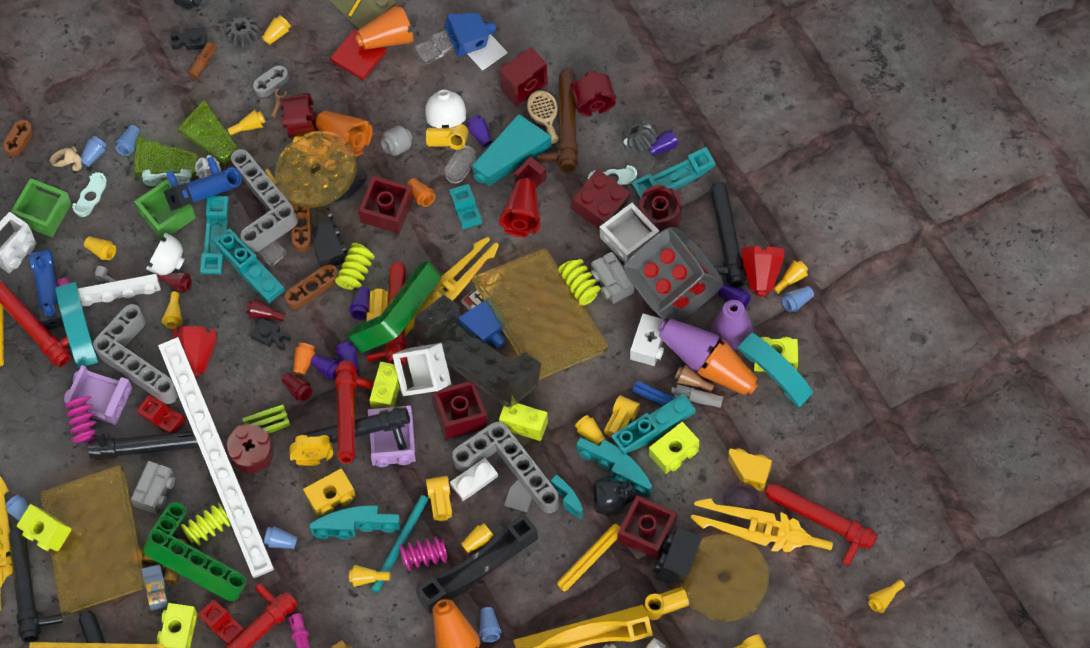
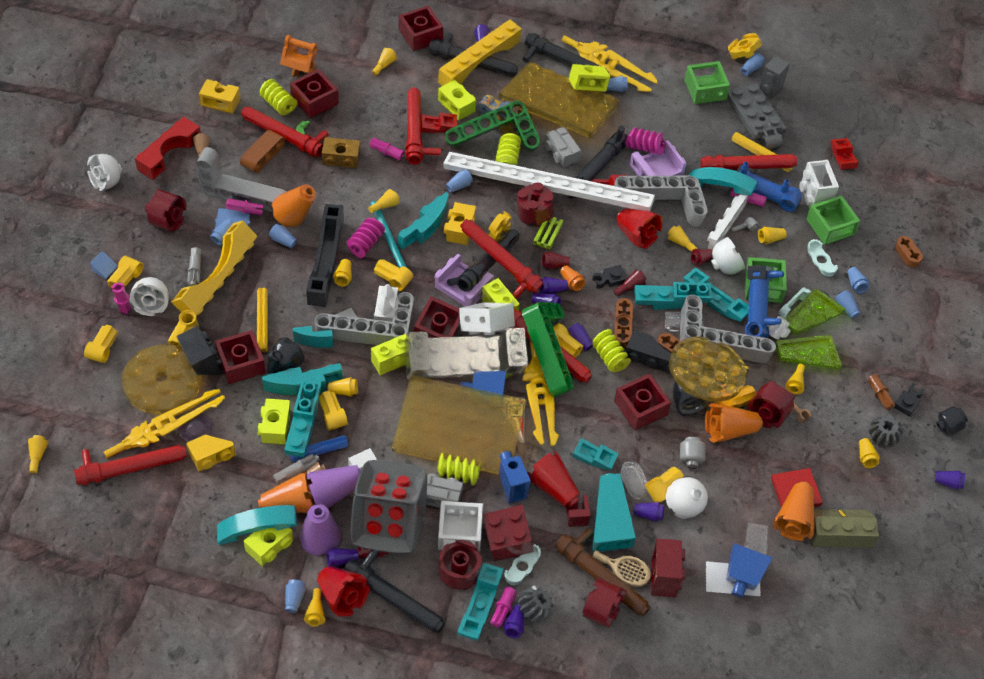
camera: 125 degrees right, 10 degrees down
(70, 157) = (862, 261): tan piece -> none
(271, 81) = (827, 420): light grey beam -> none
(421, 192) = (634, 435): orange cone -> none
(551, 231) = (513, 477): none -> blue torso
(660, 160) = (503, 607): none -> dark pink axle

